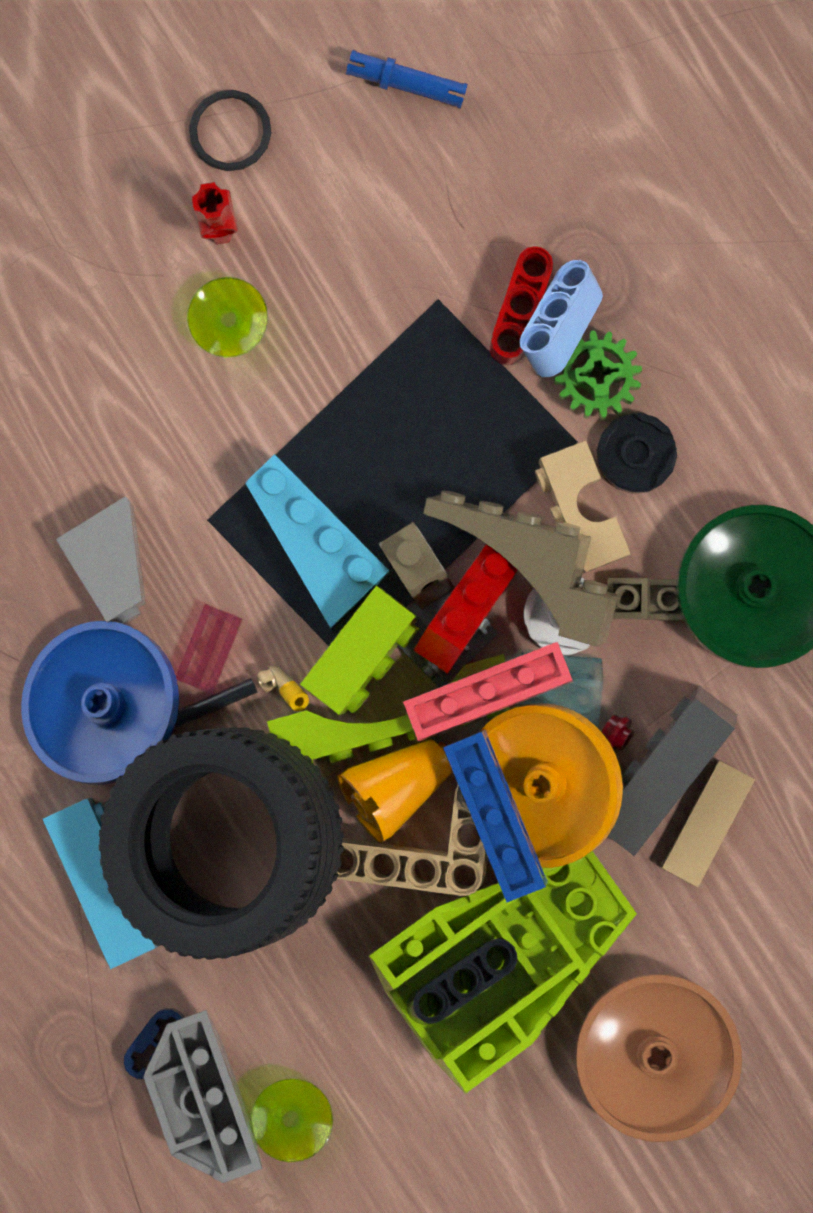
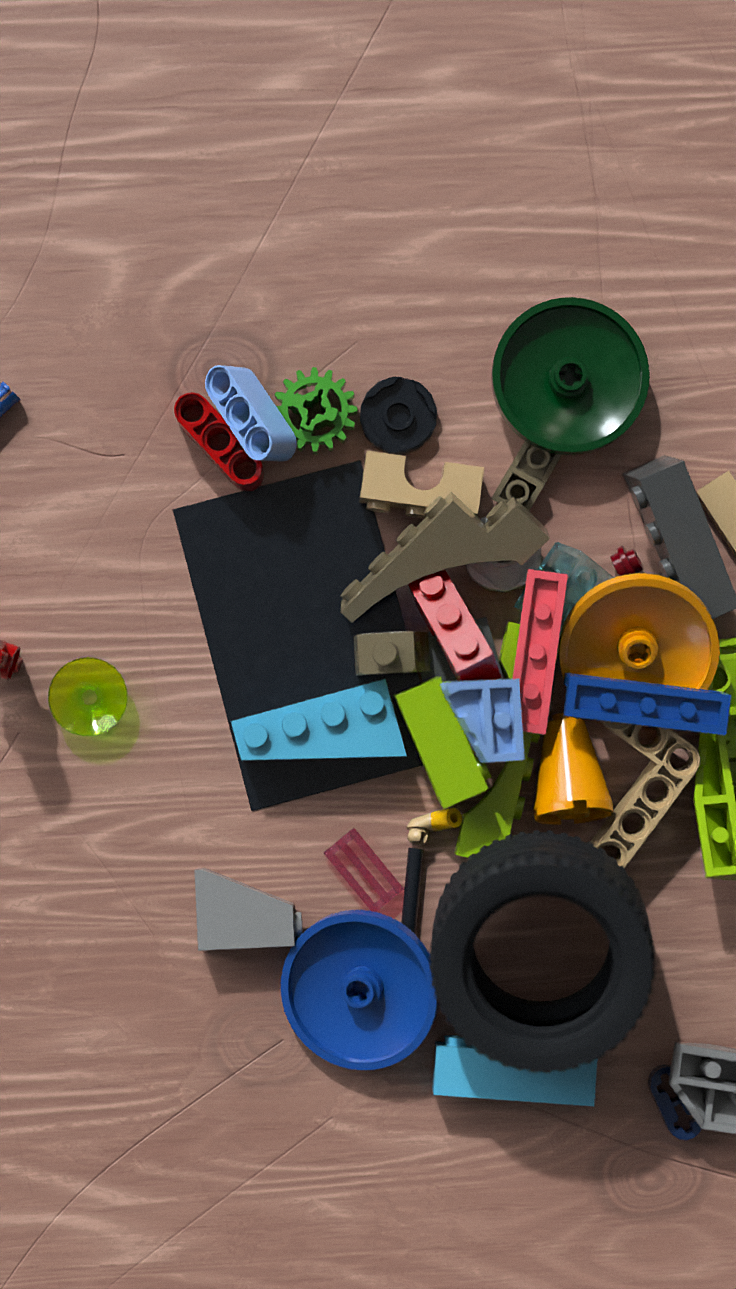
camera: 70 degrees left, 0 degrees up
(404, 679) = (489, 717): none -> light blue wing

